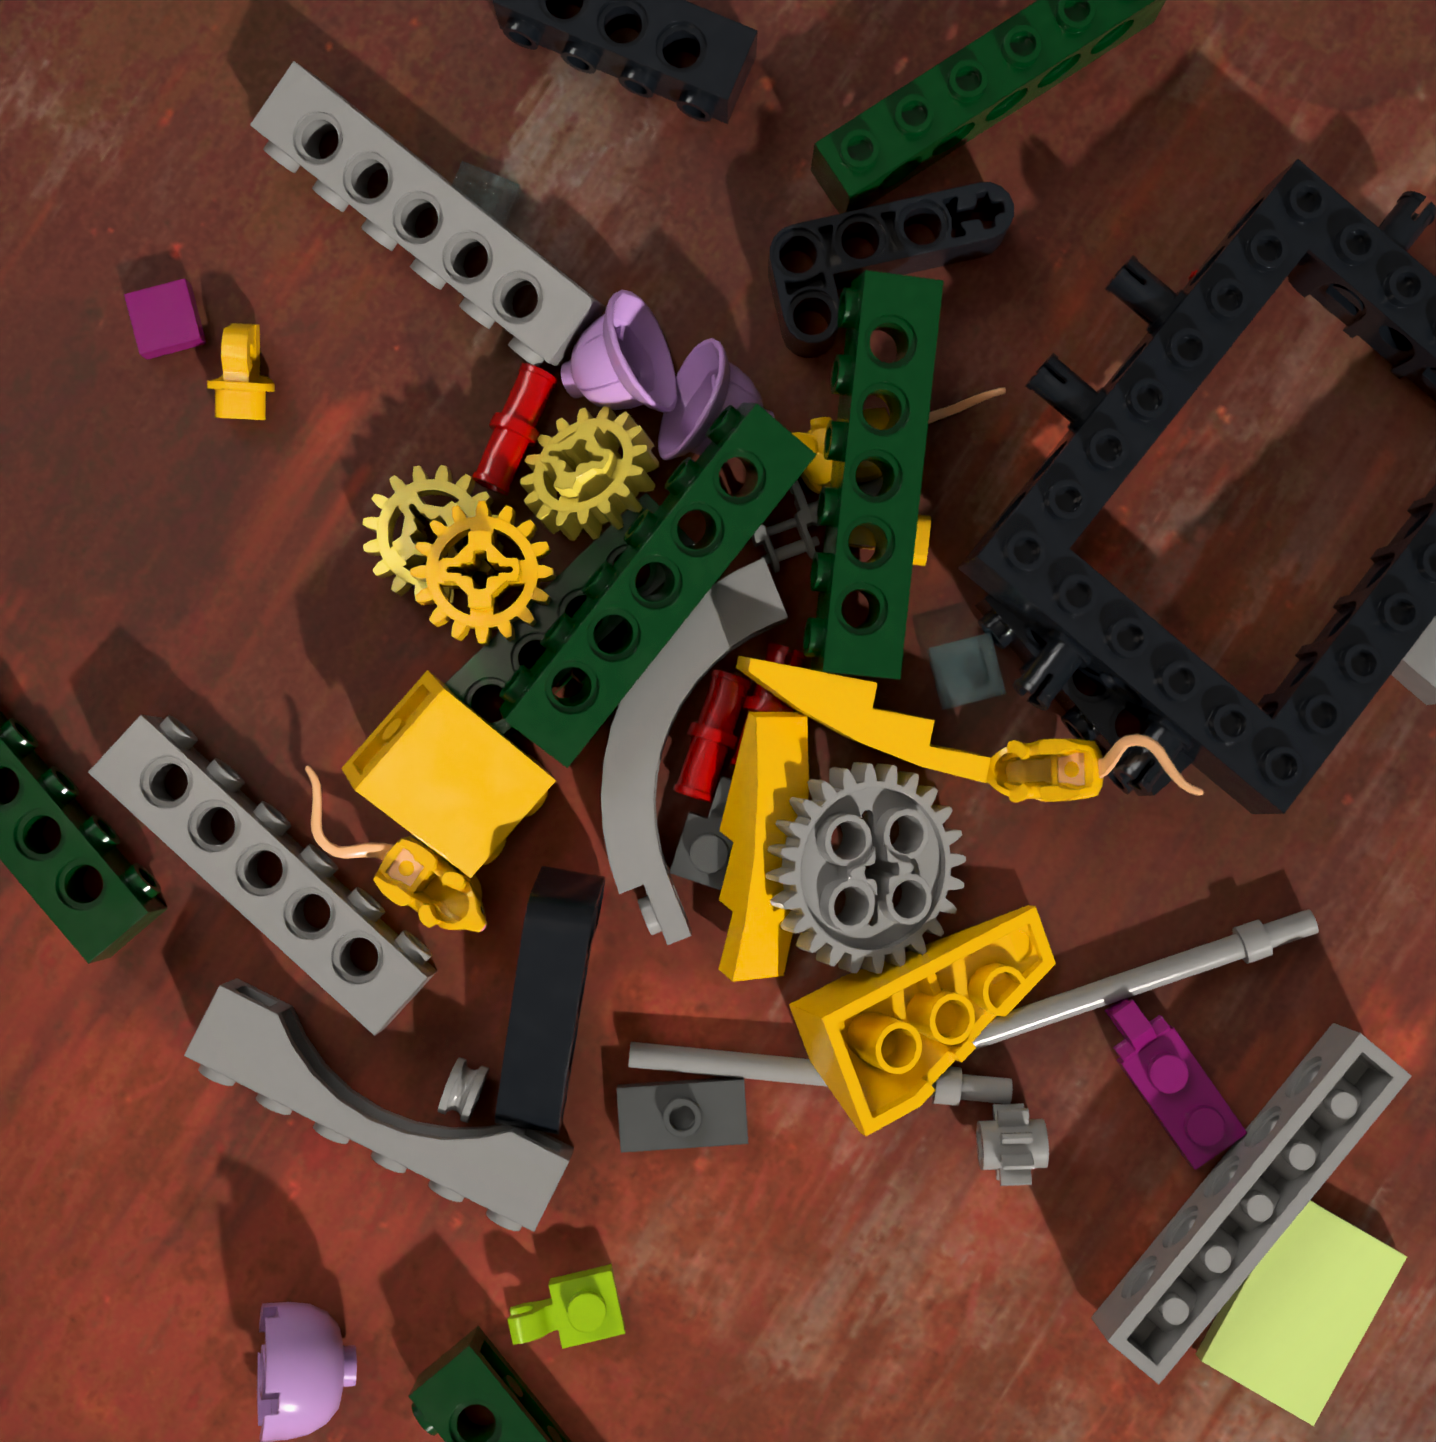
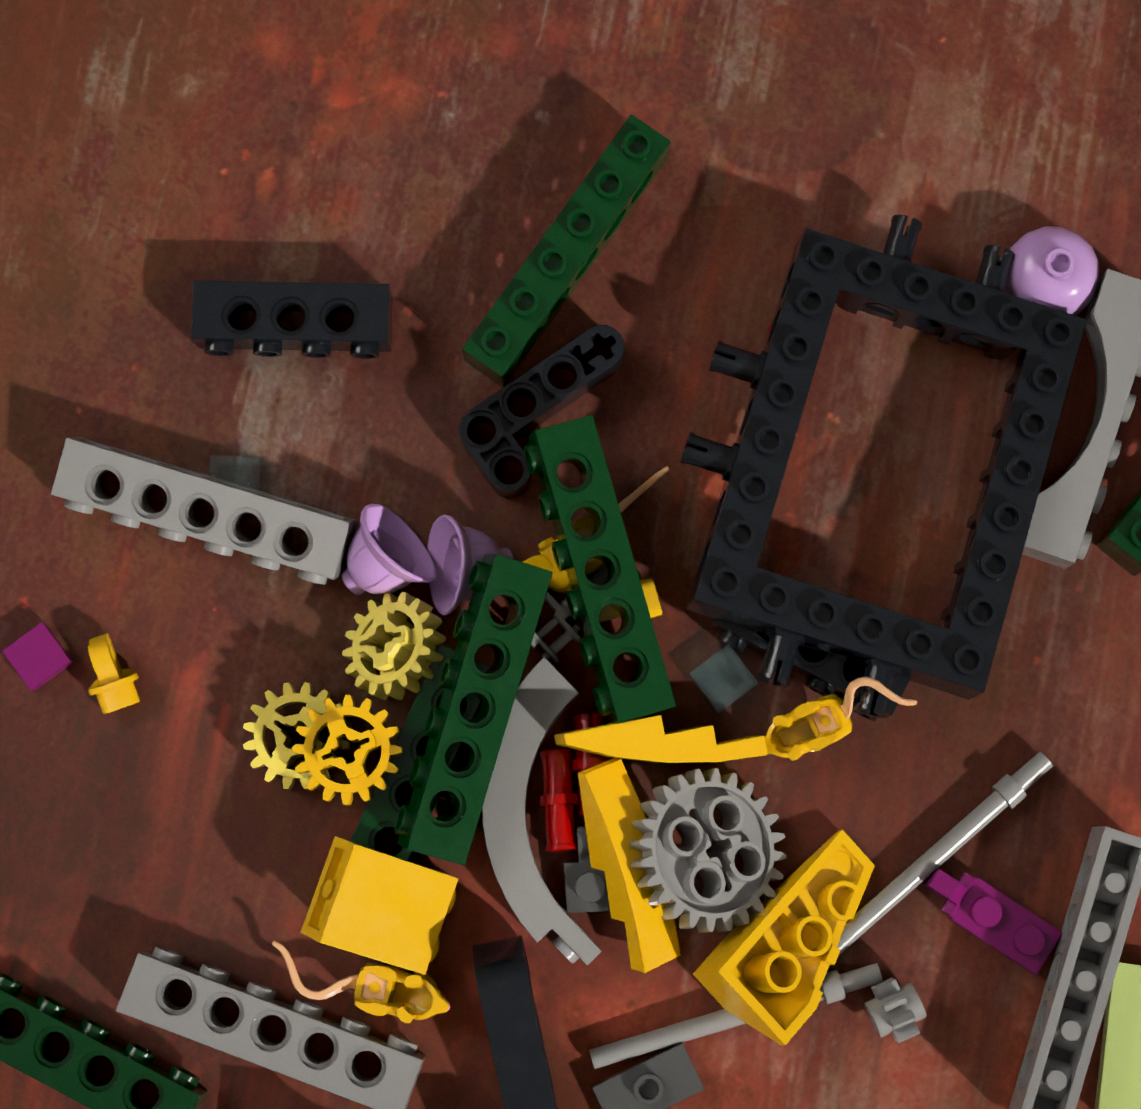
camera: 20 degrees left, 5 degrees down
(514, 429) = (325, 635): red pin -> none

